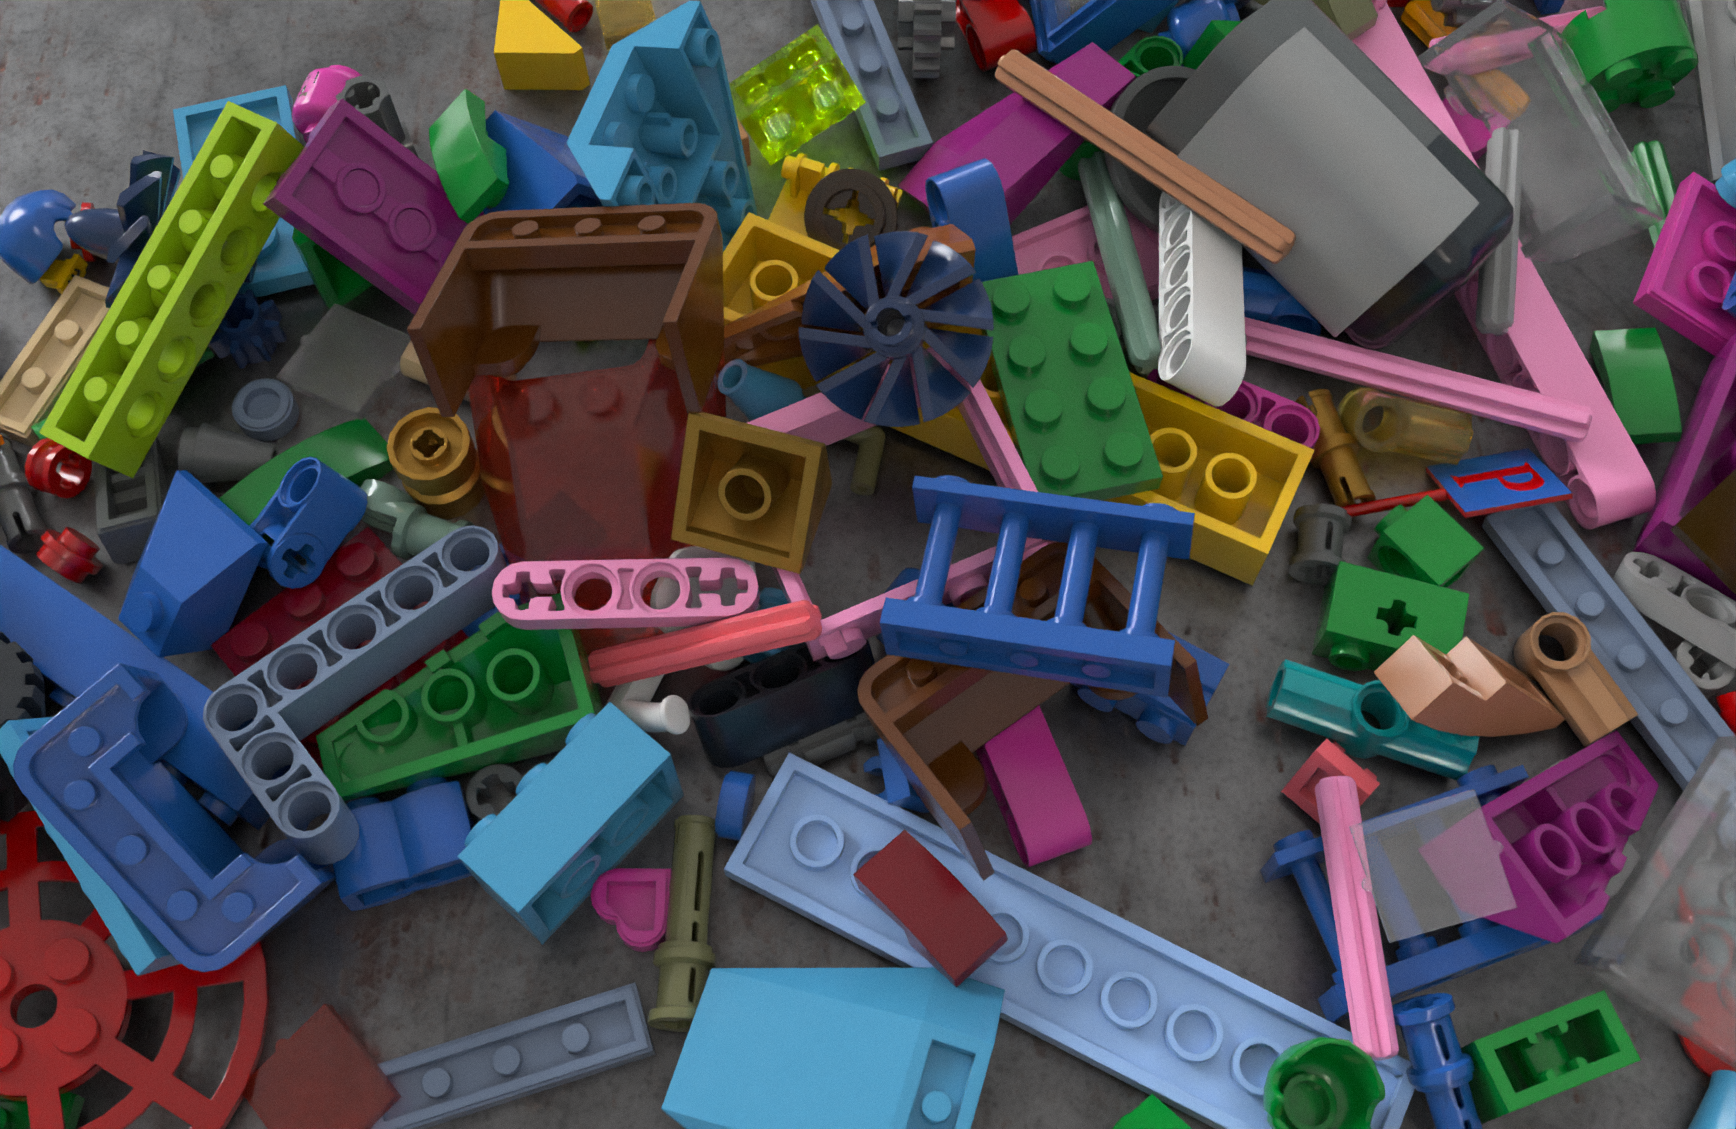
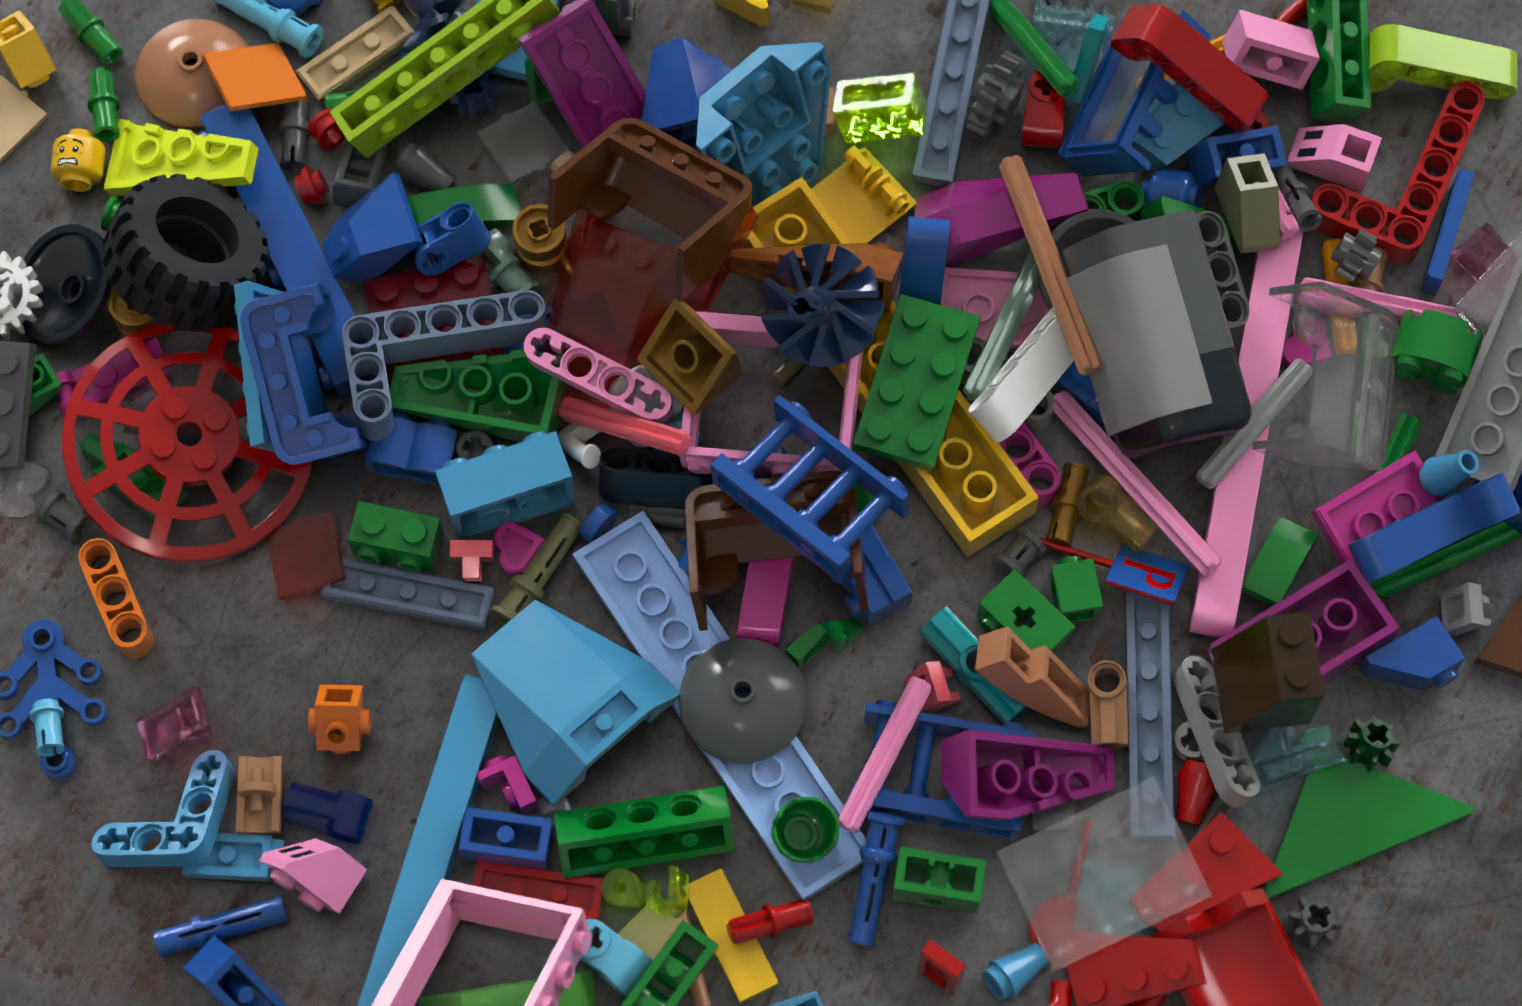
camera: 30 degrees right, 5 degrees up
(265, 409) = (461, 150): sand blue tile -> none
(445, 989) = (395, 537): none -> green brick
(466, 159) = (647, 65): green slope -> none
(576, 951) = (472, 555): none -> coral tile
(757, 390) = (740, 295): dark azure cone -> none
(837, 192) = (850, 210): dark brown gear -> none
(931, 908) = (665, 630): dark red slope -> none
(1089, 995) = (749, 726): none -> dark grey dish
(1154, 783) = (835, 633): none -> green slope
(1432, 866) = (930, 746): clear piece -> none

